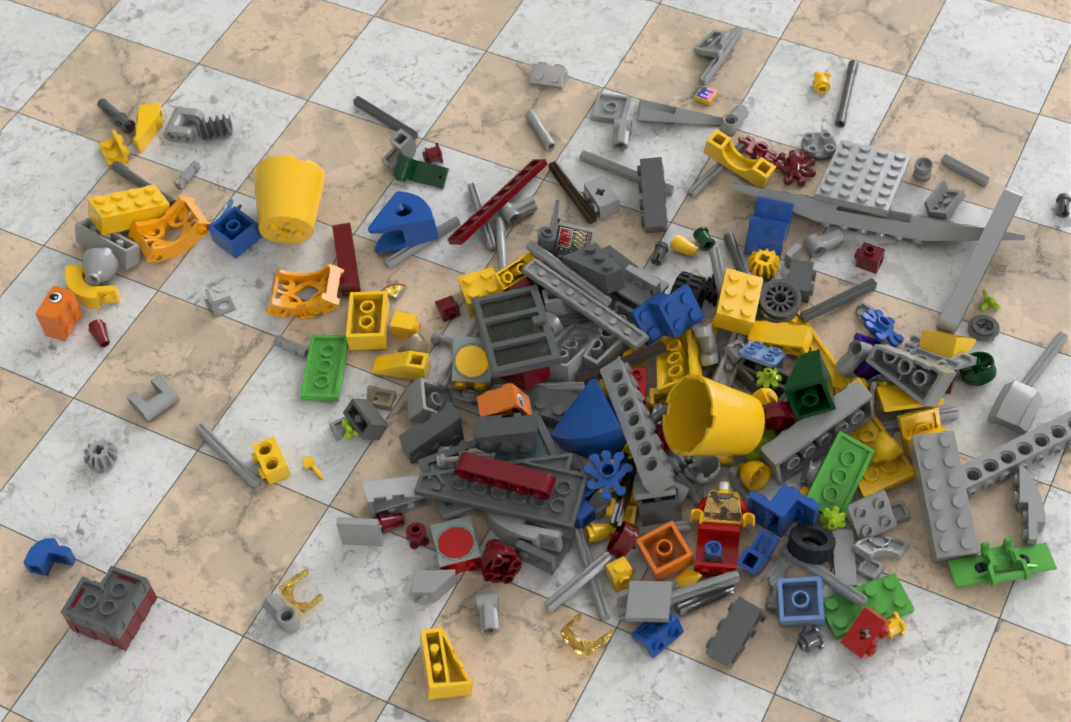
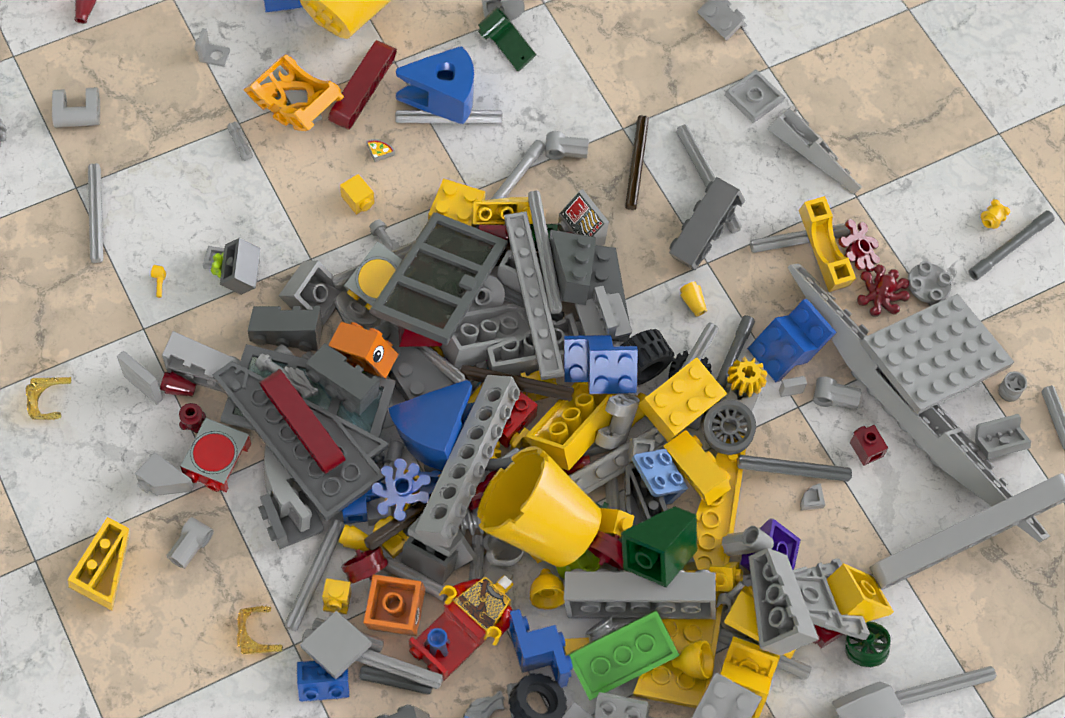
camera: 25 degrees right, 10 degrees up
(273, 459) = (130, 247): yellow brick -> none
(281, 612) = (13, 404): light grey piece -> none
(324, 368) = (251, 185): bright green plate -> none
(368, 320) = (326, 165): yellow brick -> none
(381, 398) = (275, 252): dark tan tile -> none
(403, 365) = (321, 236): yellow slope -> none
(414, 343) = (345, 226): dark tan helmet -> none
(432, 154) = (535, 27): dark red brick -> none
(448, 308) = (413, 204): dark red bracket -> none
(486, 228) = (528, 128): light grey axle -> none
(494, 204) = (551, 123): dark red tile -> none
(499, 562) = (237, 500): dark red piece -> none
(544, 136) = (665, 63): light grey piece -> none
(547, 235) = (557, 198): dark grey door -> none
(578, 581) = (292, 574): light grey axle -> none
(601, 197) = (658, 188): light grey brick -> none
(621, 130) = (742, 128): light grey piece -> none
(661, 249) = (668, 286): dark grey pin -> none
(688, 577) = (396, 647): yellow slope -> none
(705, 241) = (720, 305): dark green bush -> none
(706, 95) = (863, 147): tile -> none
(712, 44) = (918, 94): light grey wing -> none
(716, 62) = (918, 112): light grey axle -> none
(733, 119) = (865, 194): light grey piece -> none
(737, 484) = (525, 588): light grey bar -> none
(758, 556) = (480, 675): blue brick -> none
(768, 378) = (642, 503): lime plant -> none
(801, 274) = (777, 418): dark grey brick -> none
(832, 519) = (581, 693): lime plant -> none
(881, 327) = (811, 528): blue animal -> none
(978, 322) = (920, 594): dark grey gear -> none
(988, 301) = (949, 580): lime plant -> none

